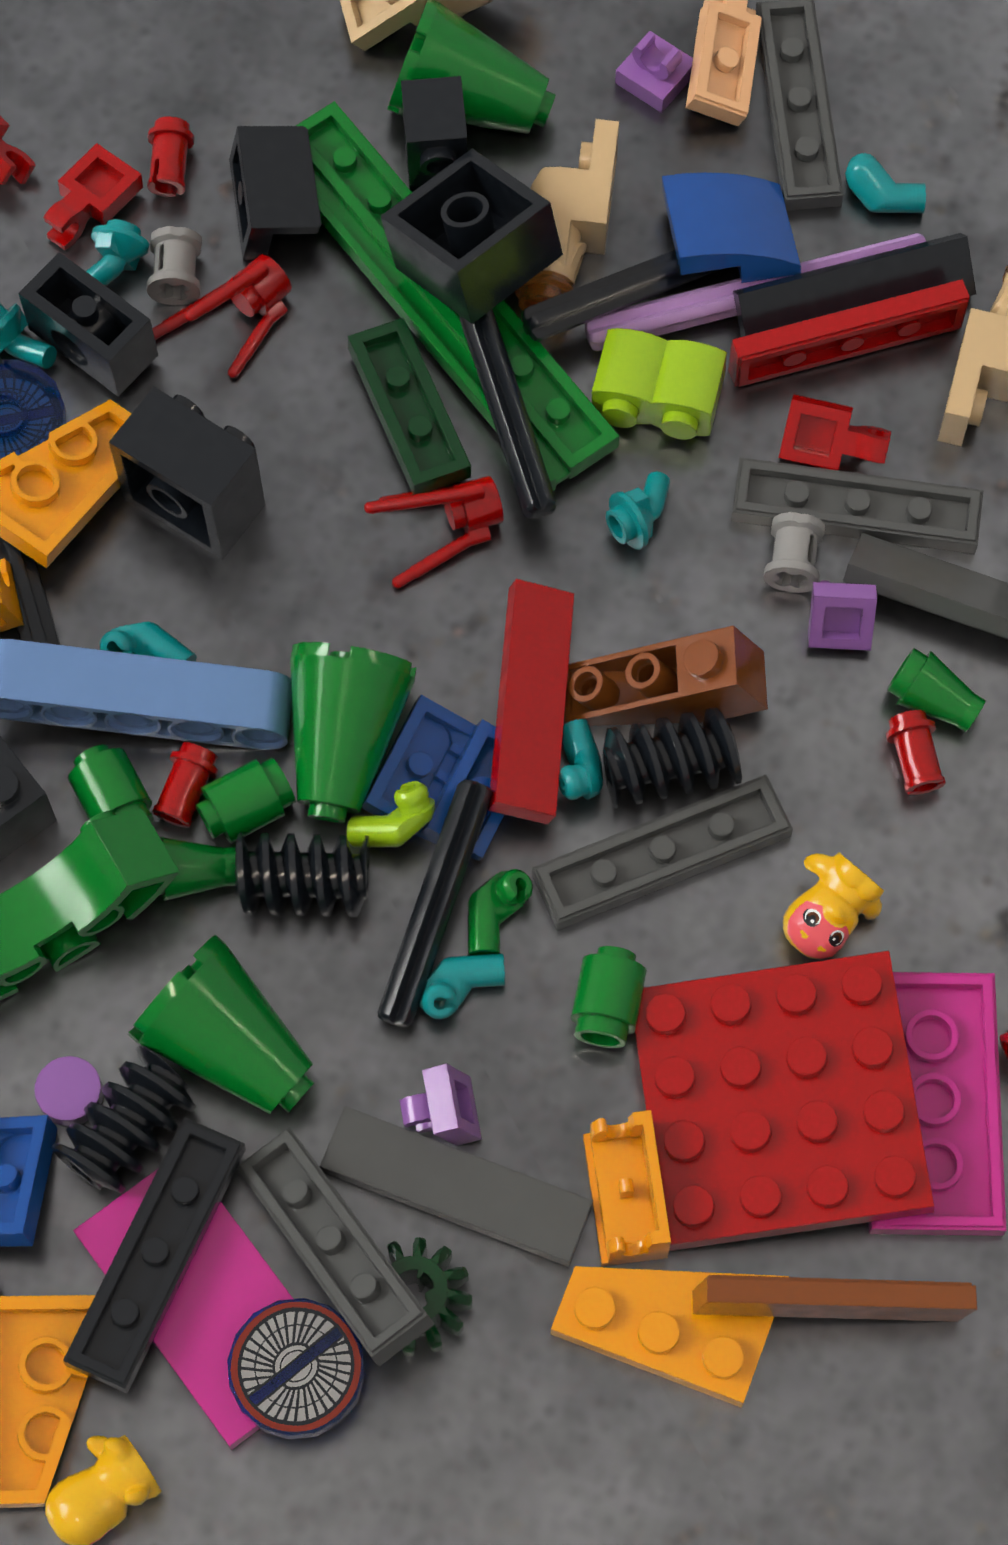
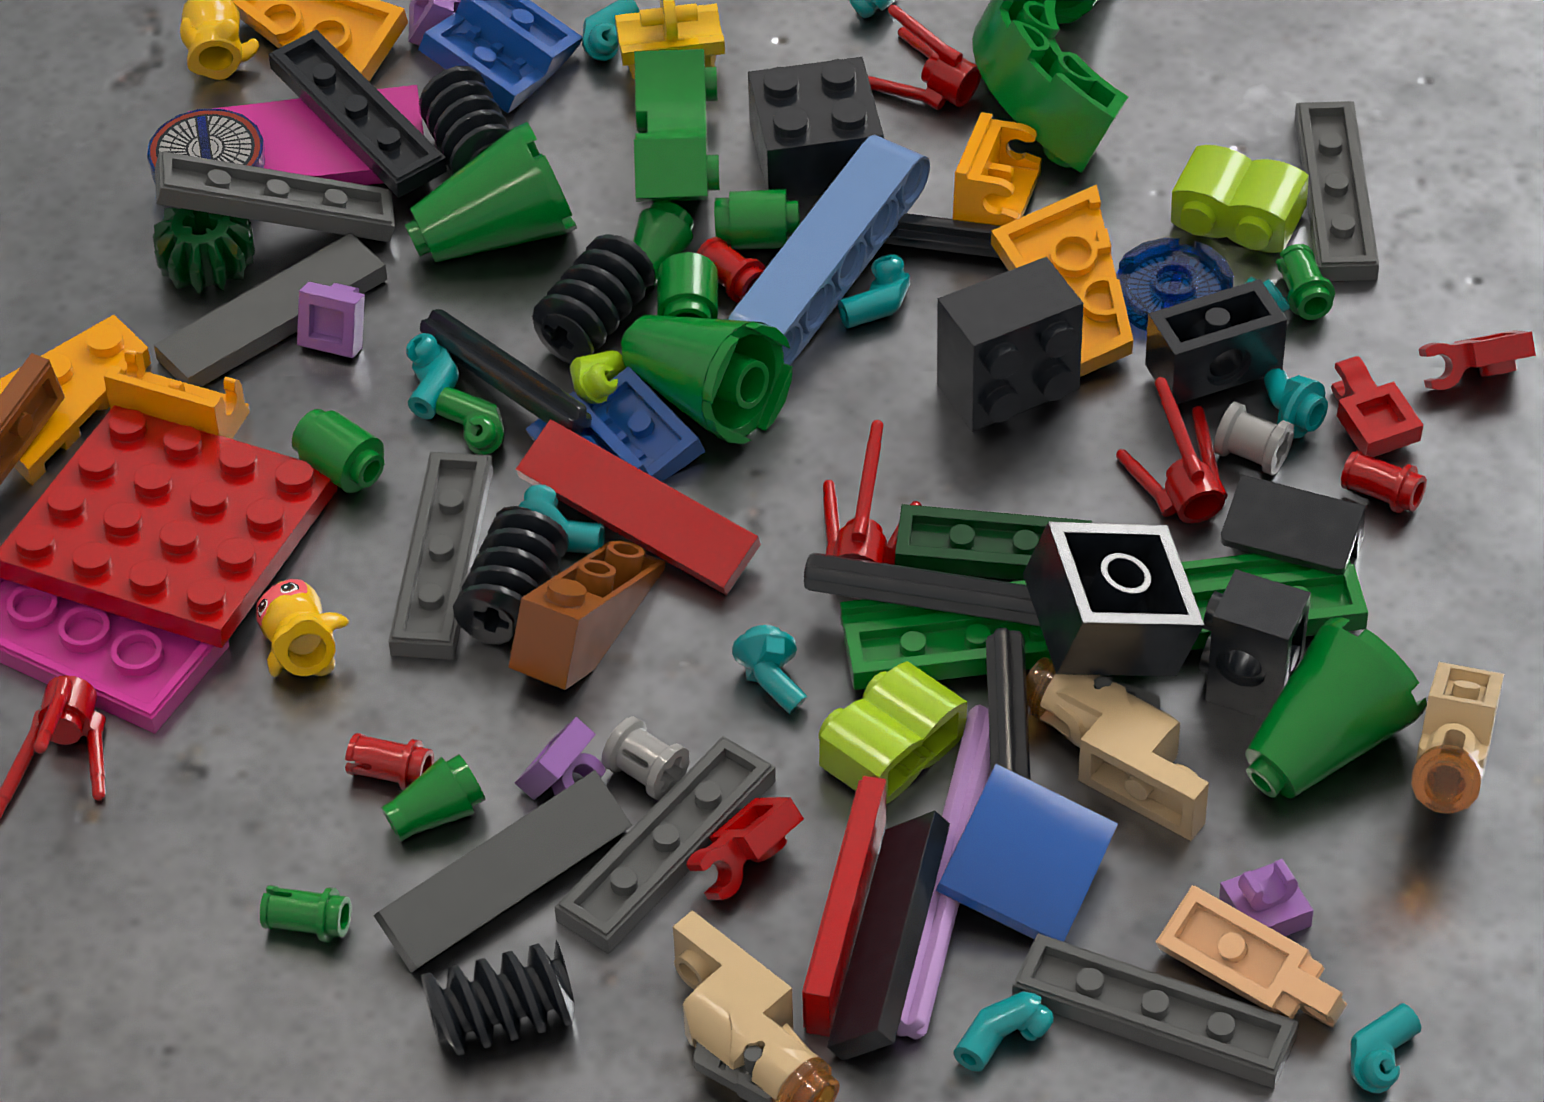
camera: 120 degrees right, 20 degrees down
(66, 1089) = (540, 116): medium lavender tile -> none

